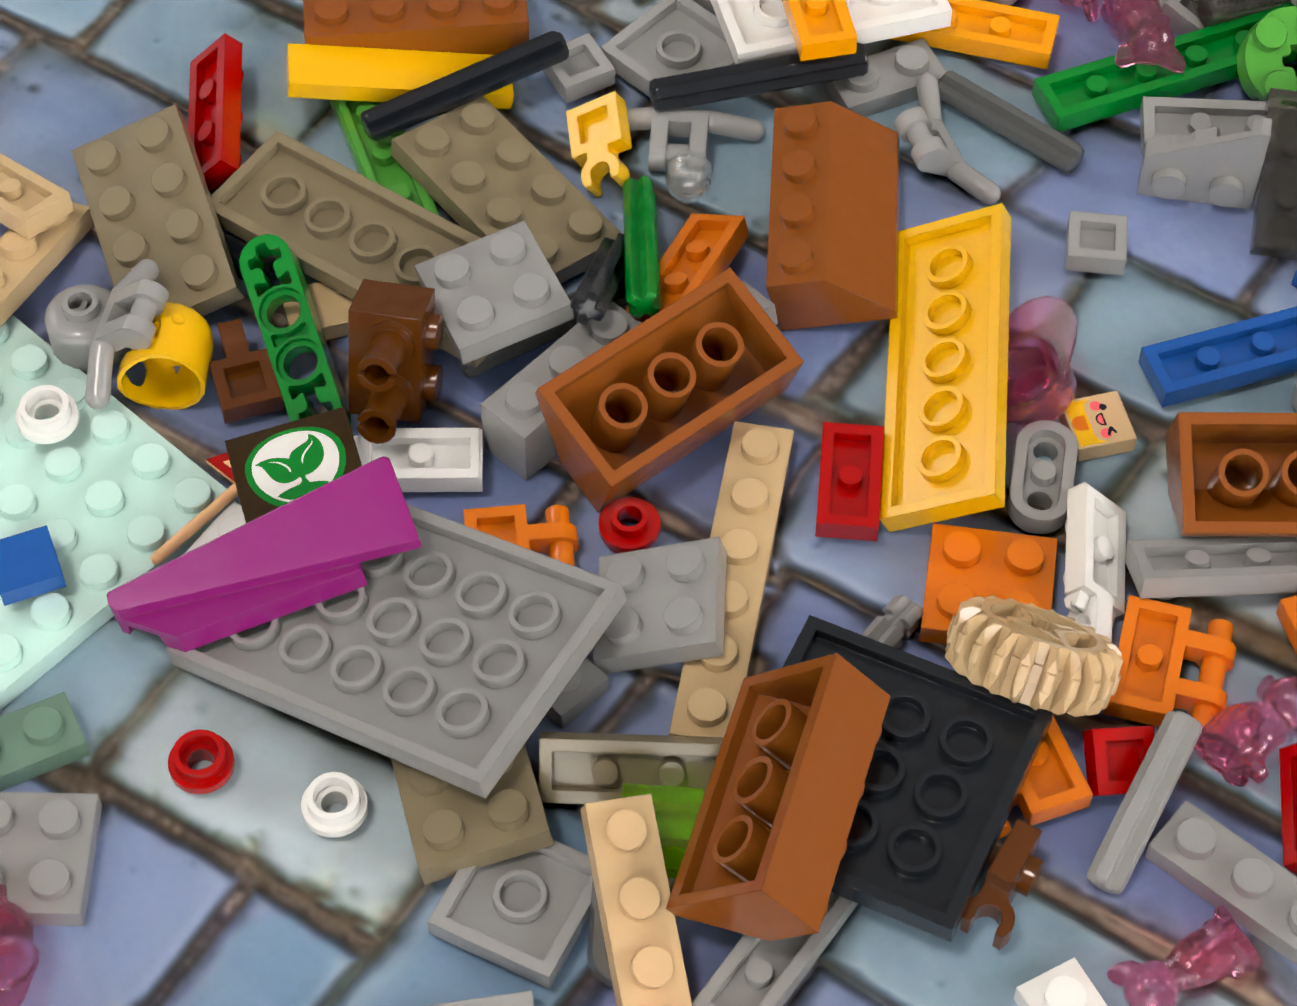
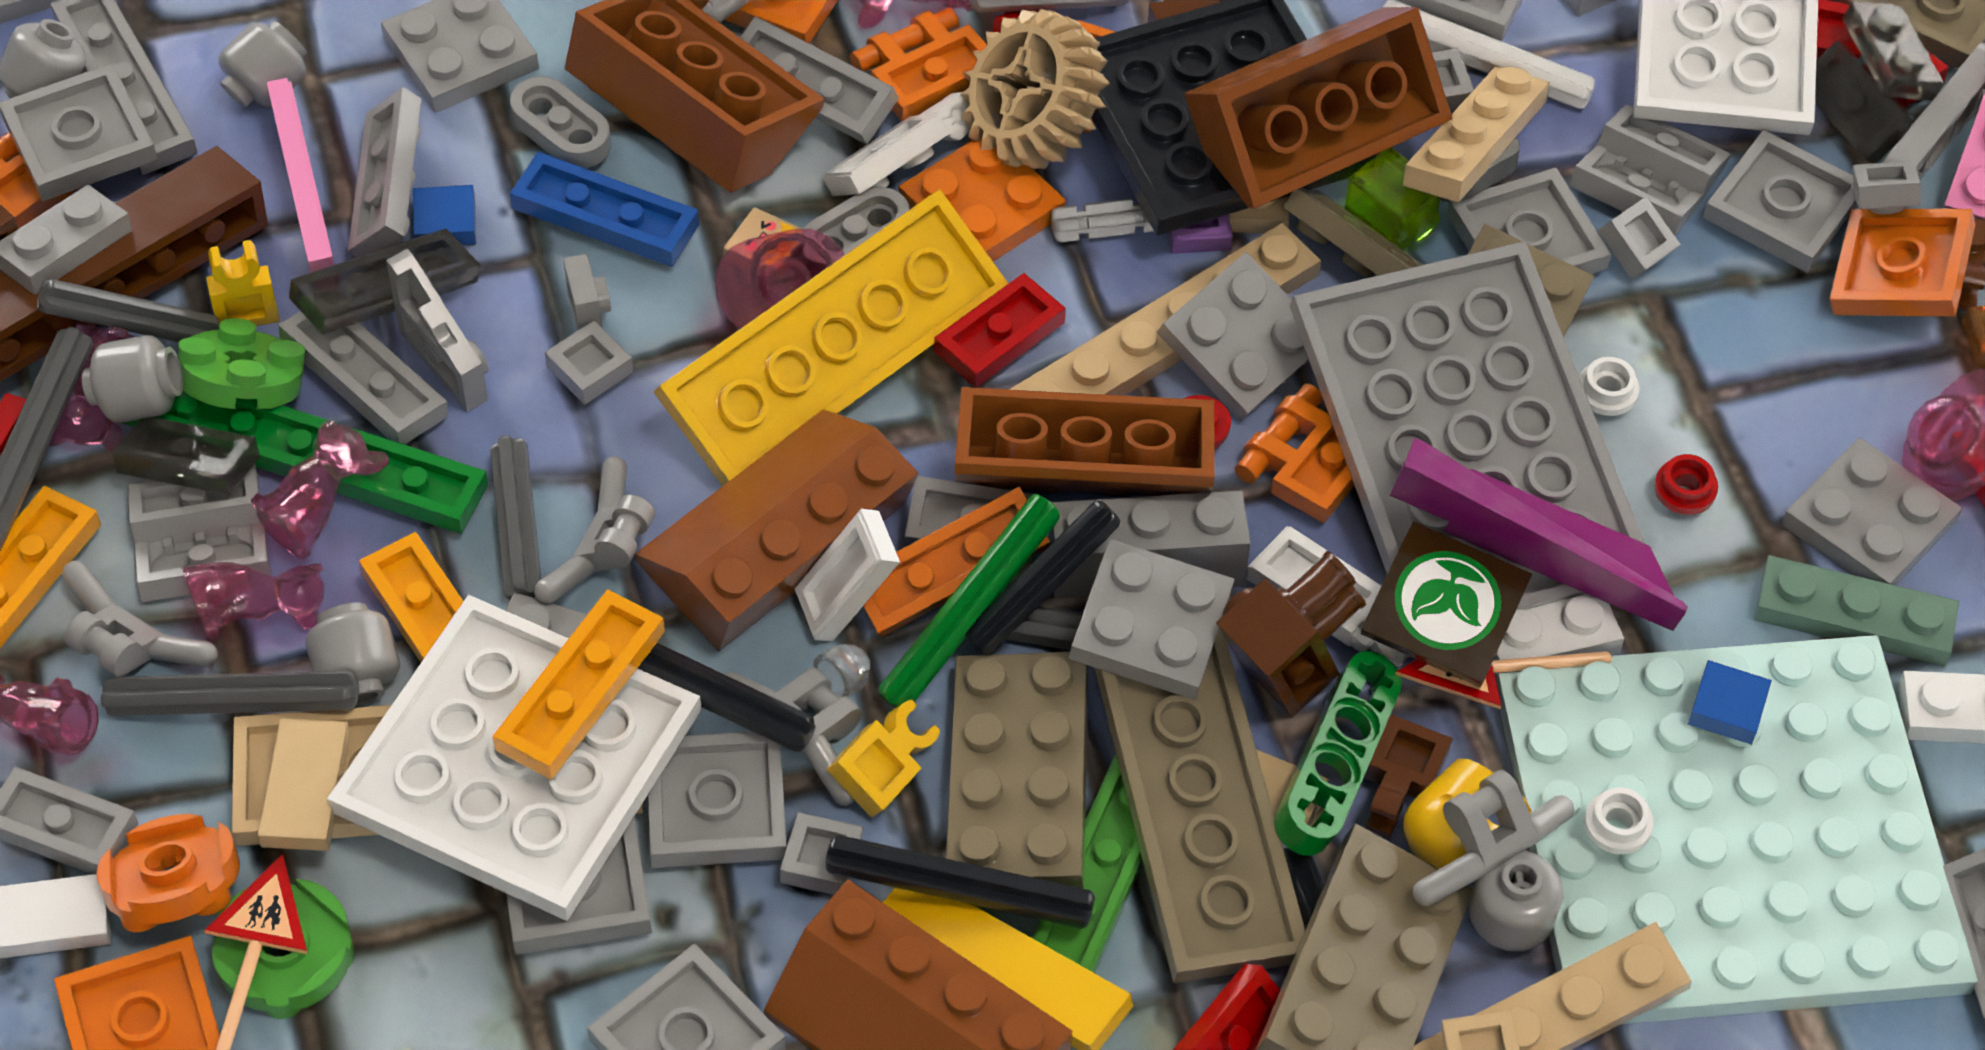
camera: 140 degrees left, 0 degrees up
(418, 966) = (1638, 237): none -> light grey plate
(736, 197) = (847, 575): none -> white tile
(1156, 275) = (585, 293): none -> light grey plate

